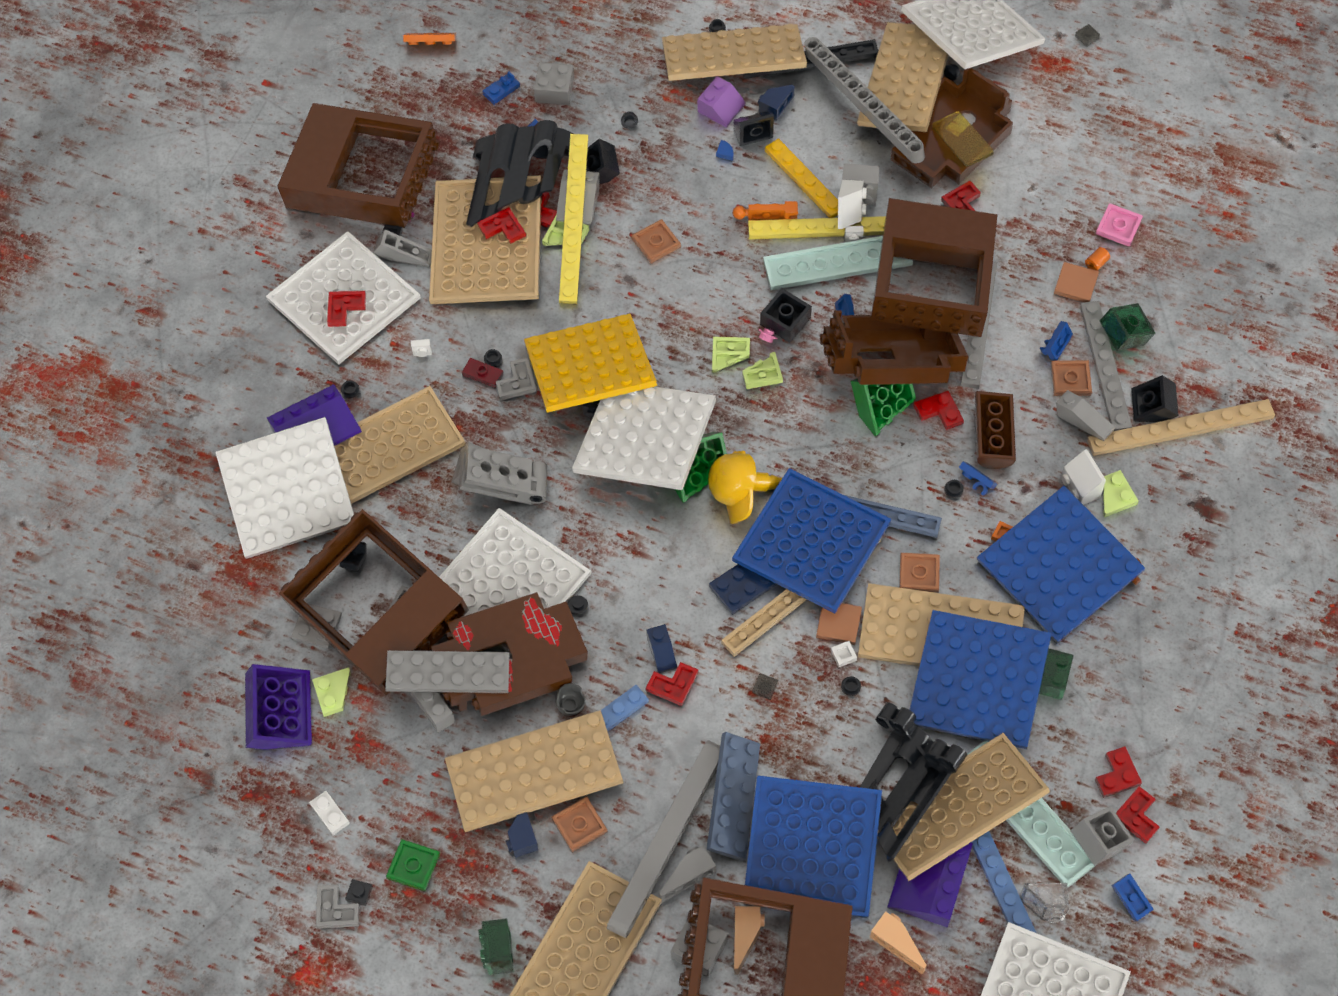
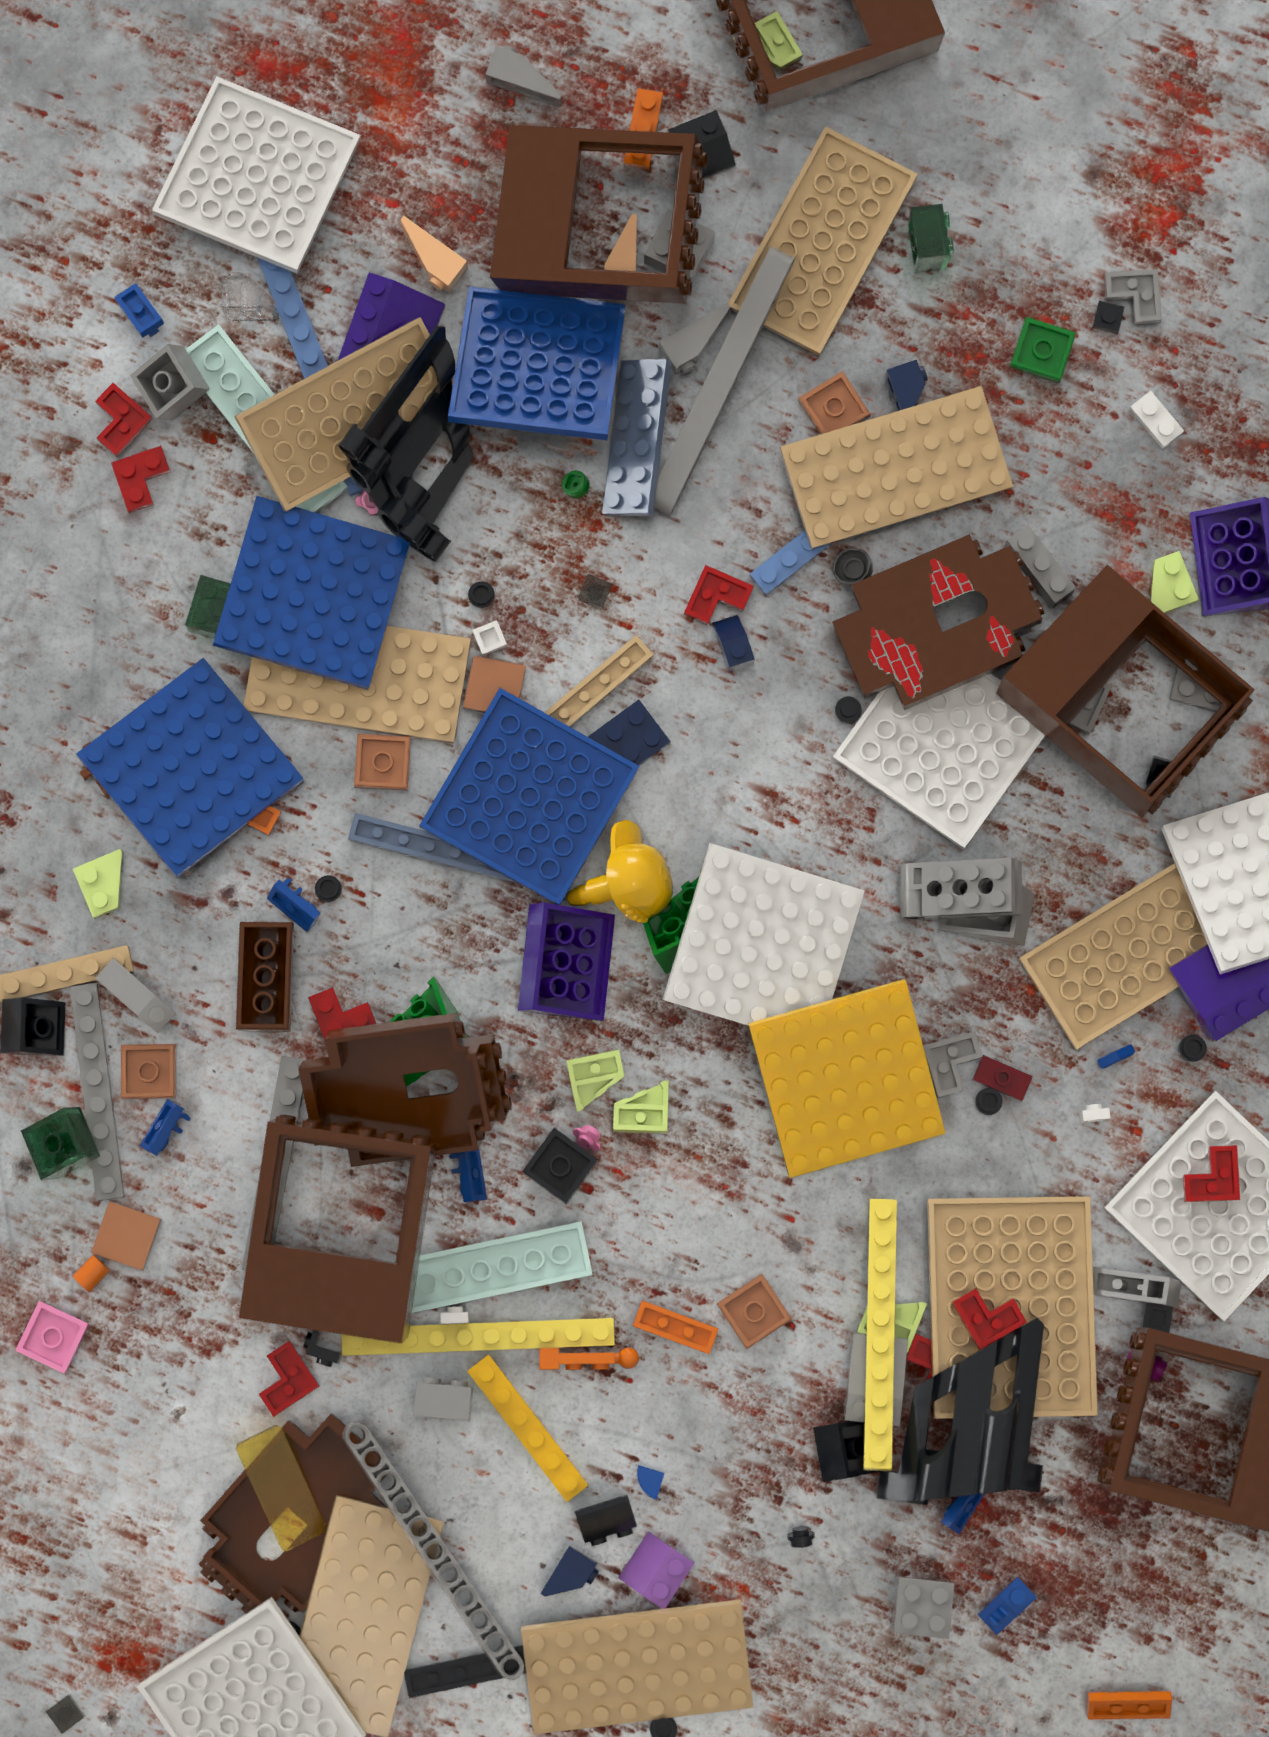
camera: 175 degrees right, 20 degrees up
(403, 383) = (1116, 1056): none -> blue tile
(447, 671) = (1016, 579): light grey plate -> none
(708, 230) = (675, 1327): none -> orange plate
(780, 765) = (575, 484): none -> green tile
(784, 438) = (566, 962): none -> dark purple slope
(851, 203) = (458, 1353): white slope -> none
(1083, 478) = (148, 894): white slope -> none

